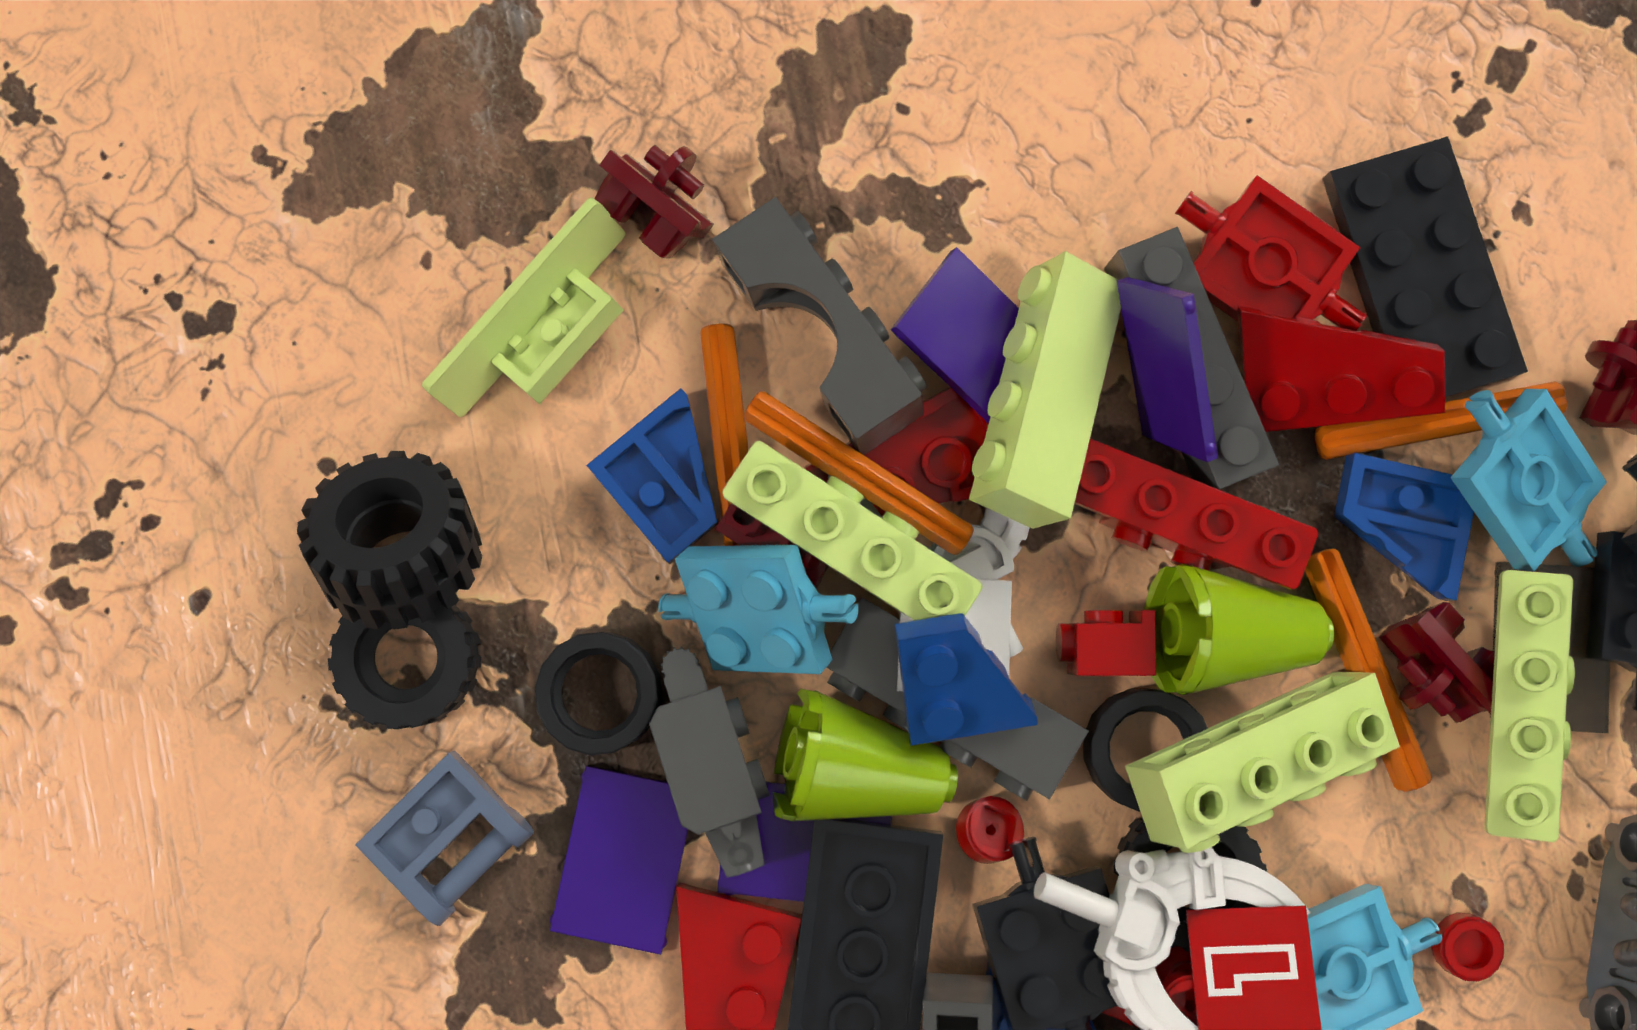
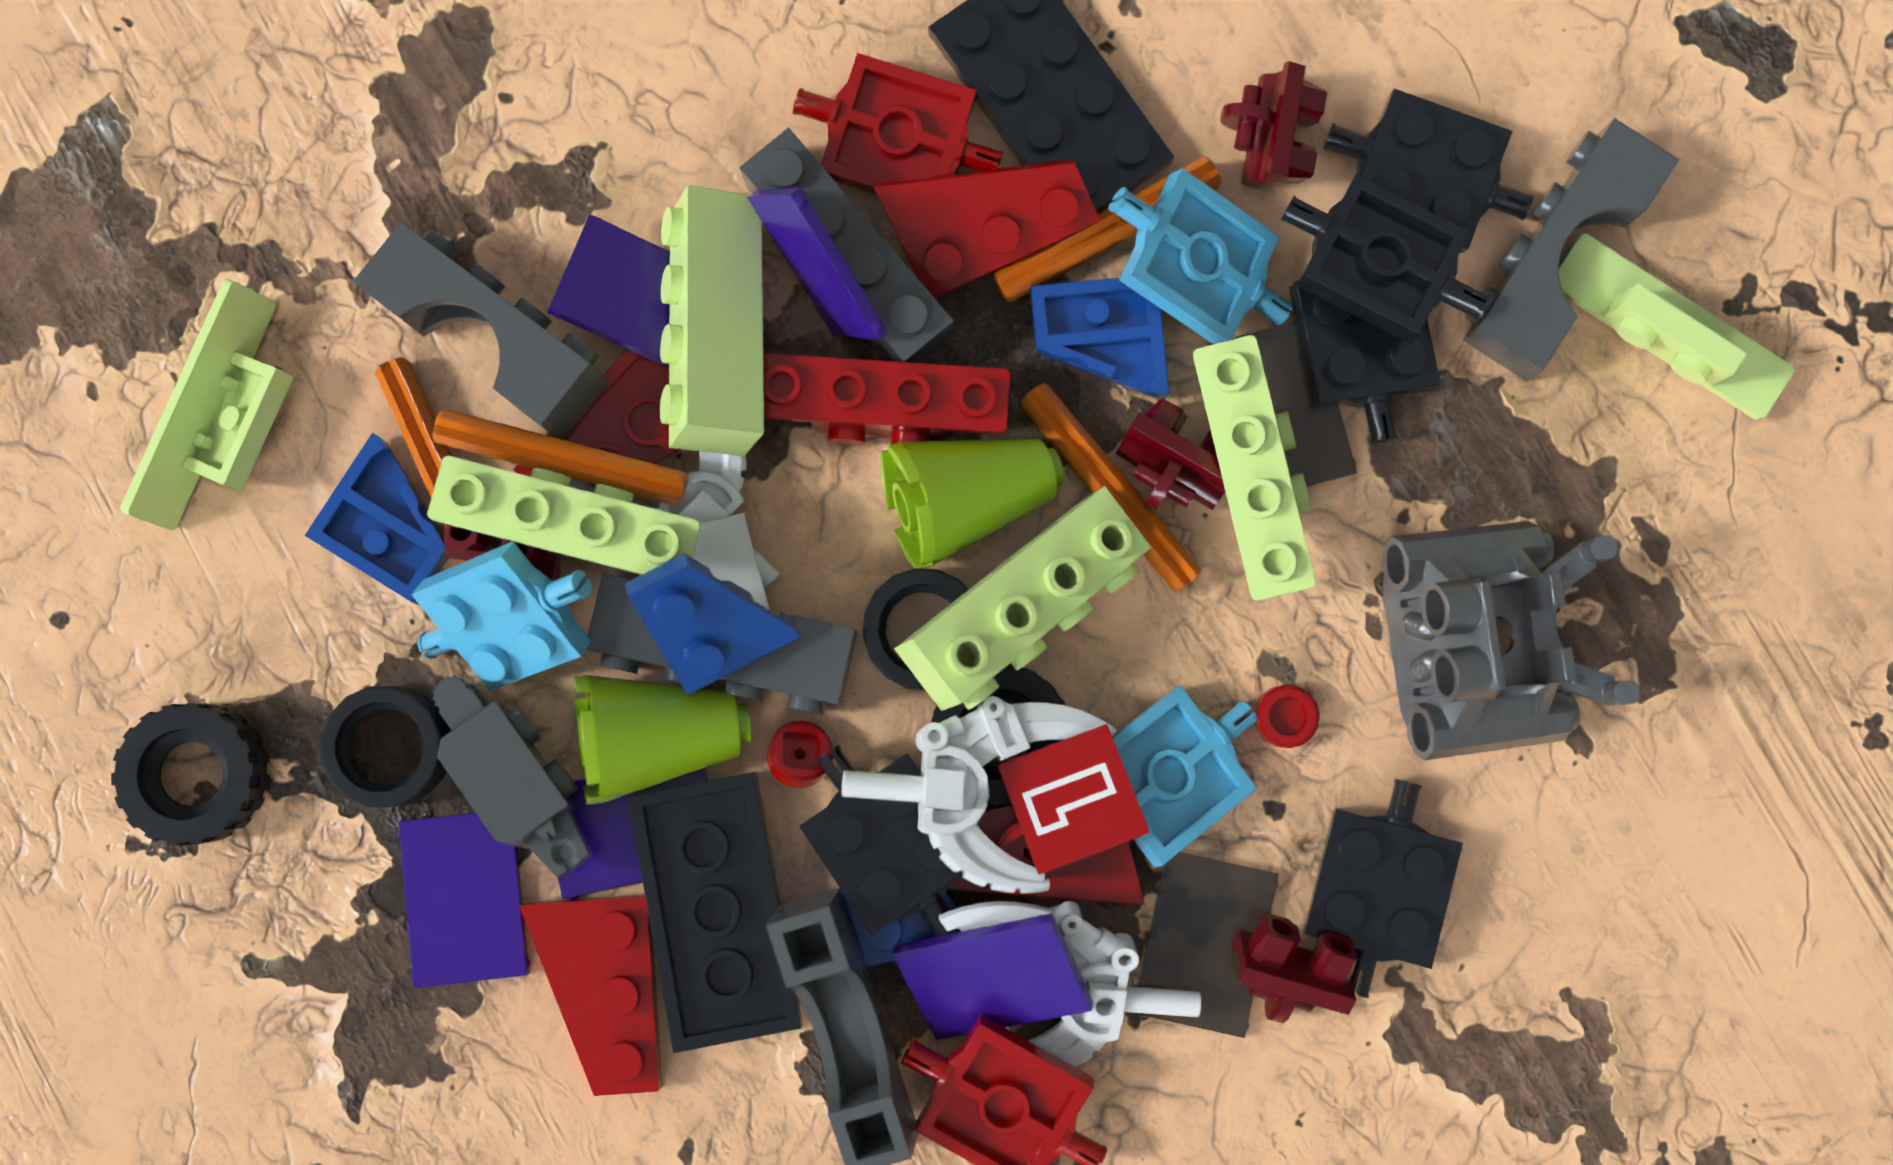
camera: 15 degrees left, 0 degrees up
(377, 502) = (135, 664): black tyre -> none
(429, 822) = (264, 922): sand blue plate -> none
(631, 183) = (264, 253): dark red hips -> none
(1108, 645) = (853, 543): red brick -> none

